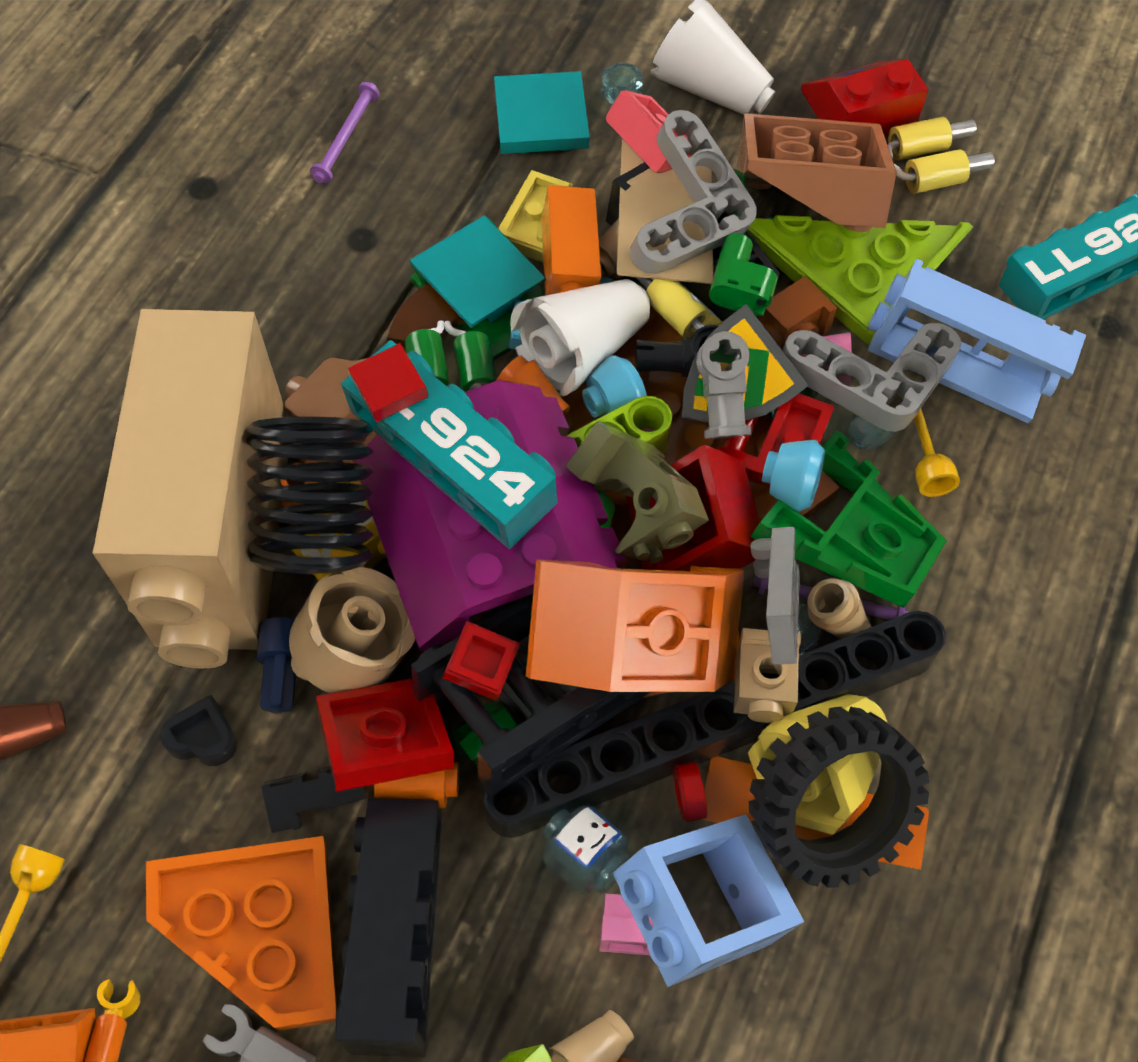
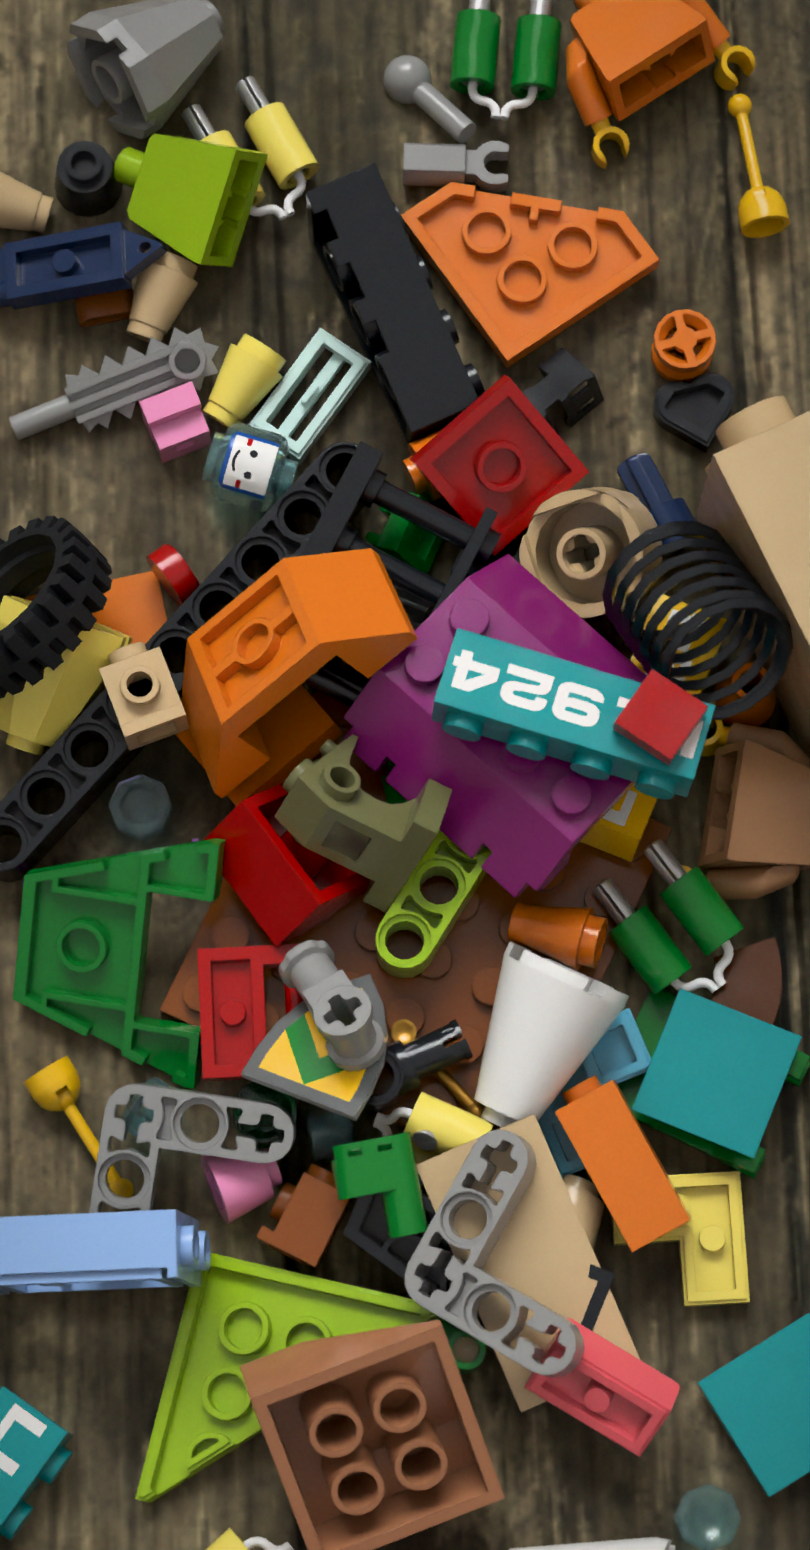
camera: 155 degrees right, 15 degrees up
(169, 771) = (683, 332): none -> orange wheel
(481, 661) = (430, 549): red tile -> none
(510, 921) = (341, 353): none -> light aqua tile
(551, 935) = (243, 380): none -> light yellow cone
(602, 979) = (118, 386): none -> light grey piece
(612, 386) = (464, 972): medium azure cone -> none
(673, 387) = (406, 1032): none -> pearl gold hinge
(745, 878) = (56, 495): light blue window -> none
(777, 562) = (161, 764): light grey hinge -> none
(795, 472) = (208, 936): medium azure cone -> none
(837, 608) = (99, 830): tan cone -> none

